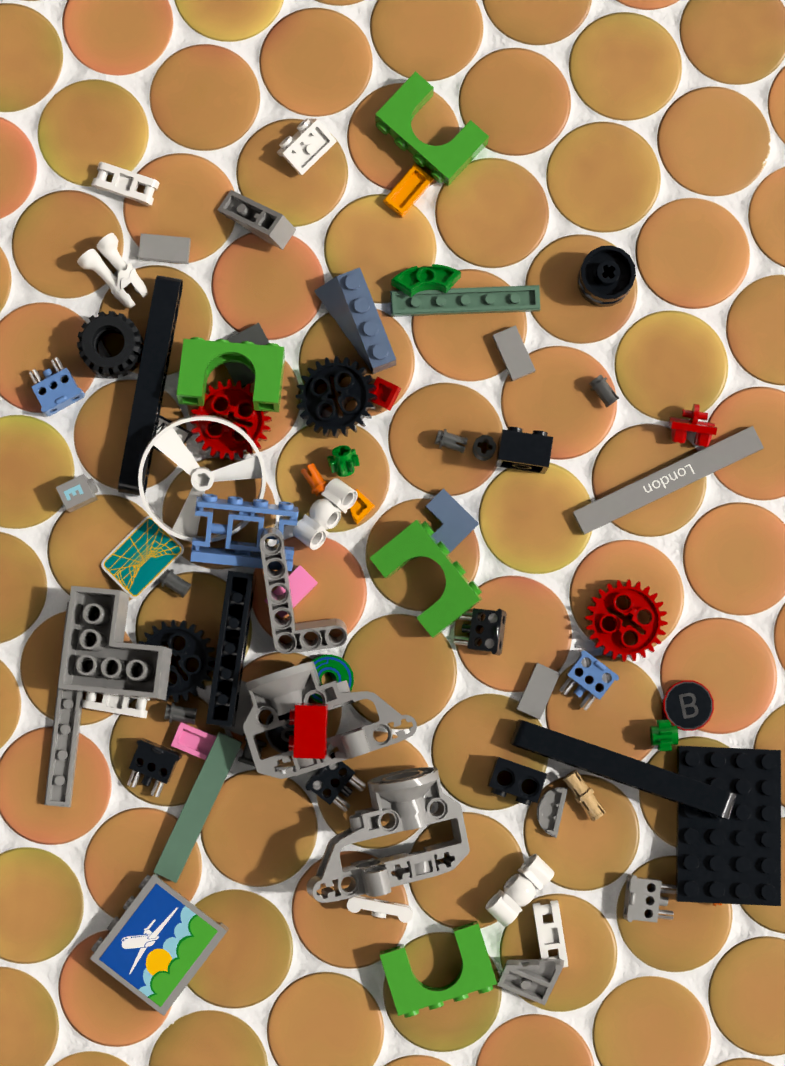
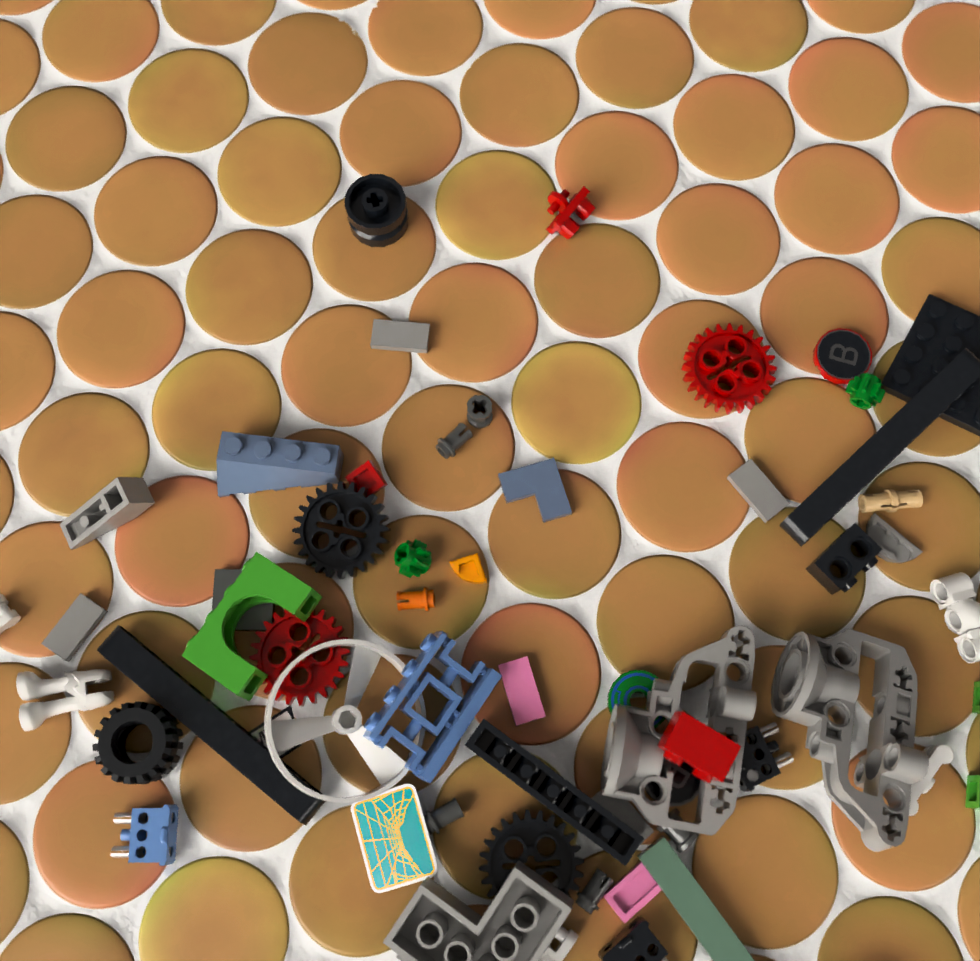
camera: 60 degrees left, 10 degrees down
(77, 492) = (279, 874): light grey brick -> none
(284, 603) = (532, 701): light grey beam -> none
(306, 145) = (64, 422): white bracket -> none
(325, 513) = (458, 607): white piece -> none
(408, 190) = (176, 350): light orange tile -> none
(426, 278) = (270, 388): green tile -> none
(443, 160) = (167, 301): bright green arch -> none
(458, 594) = (620, 513): bright green arch -> none
(467, 301) = (319, 356): sand green tile -> none
(493, 632) = (675, 500): black piece -> none
(524, 450) = (506, 370): black brick -> none
(599, 673) = (771, 422): medium blue piece -> none
(603, 390) = (486, 272): dark grey pin -> none
(668, 480) = (607, 264): light grey tile -> none

